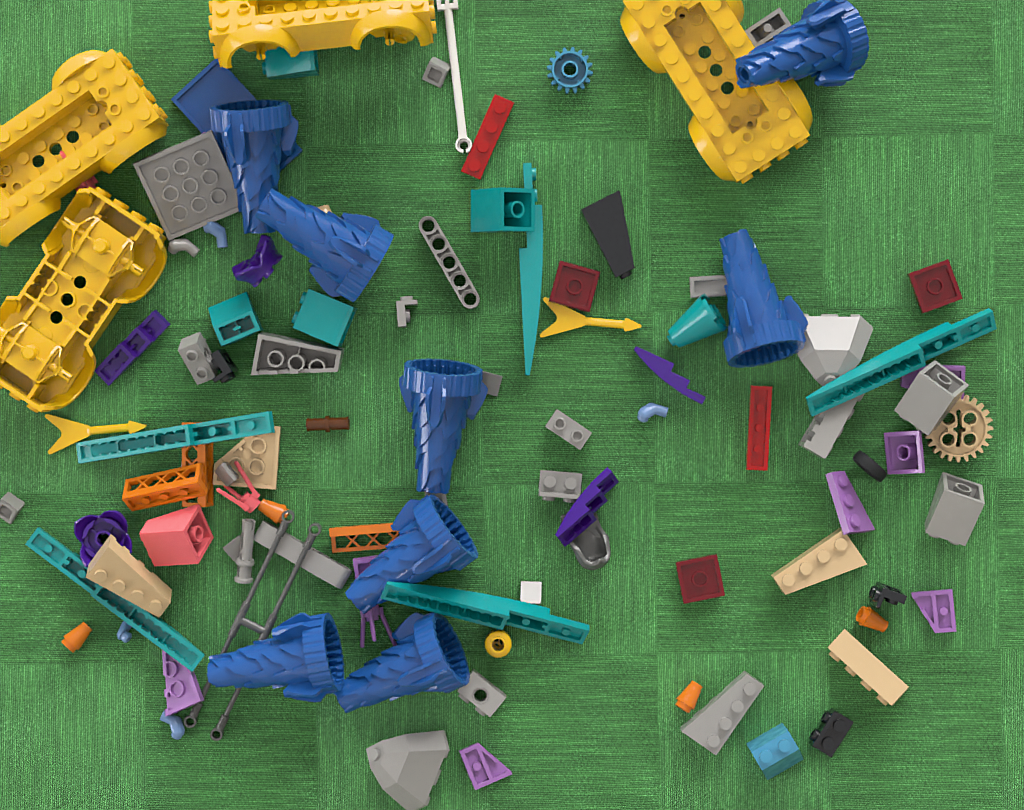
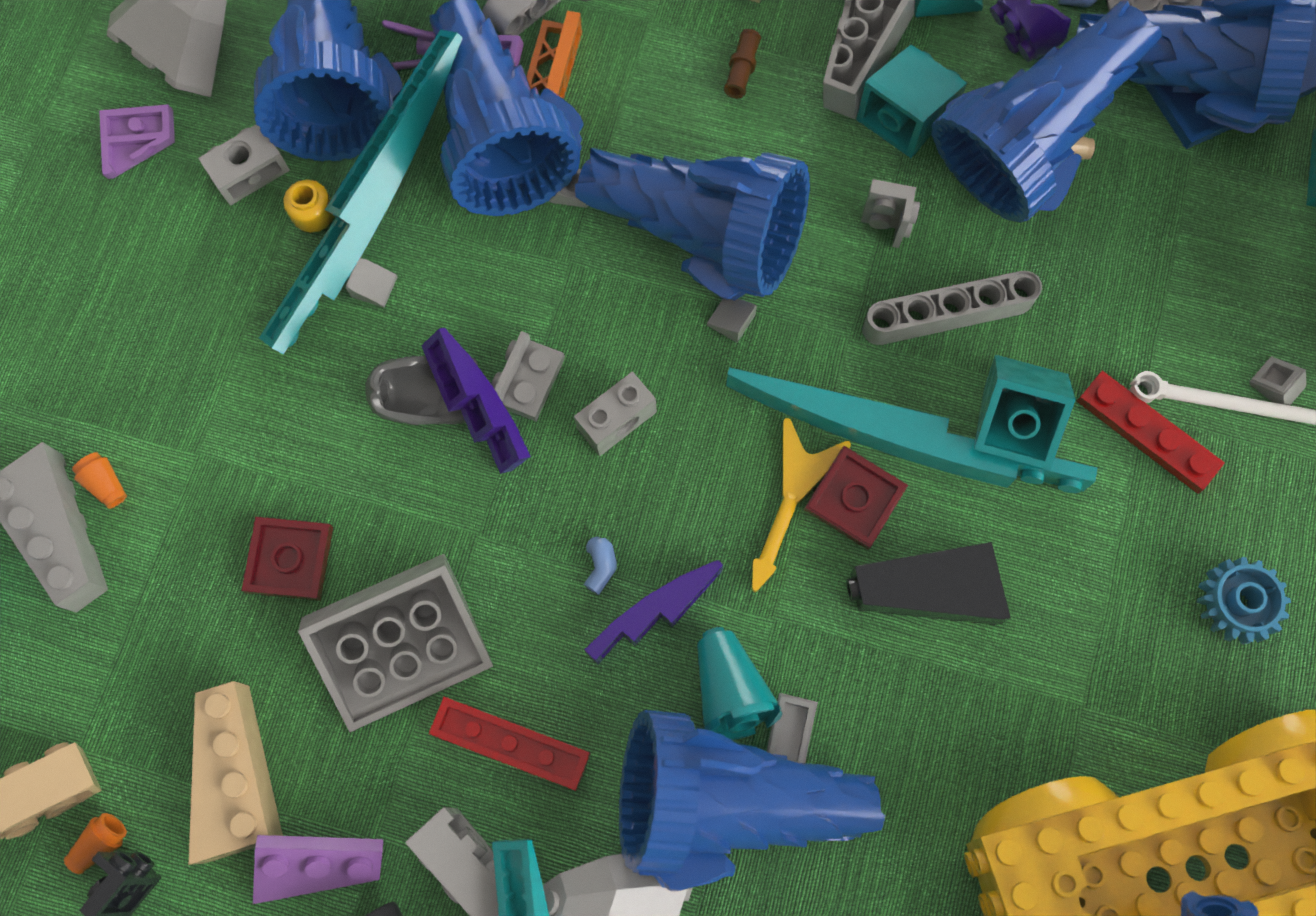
camera: 110 degrees right, 15 degrees down
(725, 505) = (395, 642): none -> light grey slope

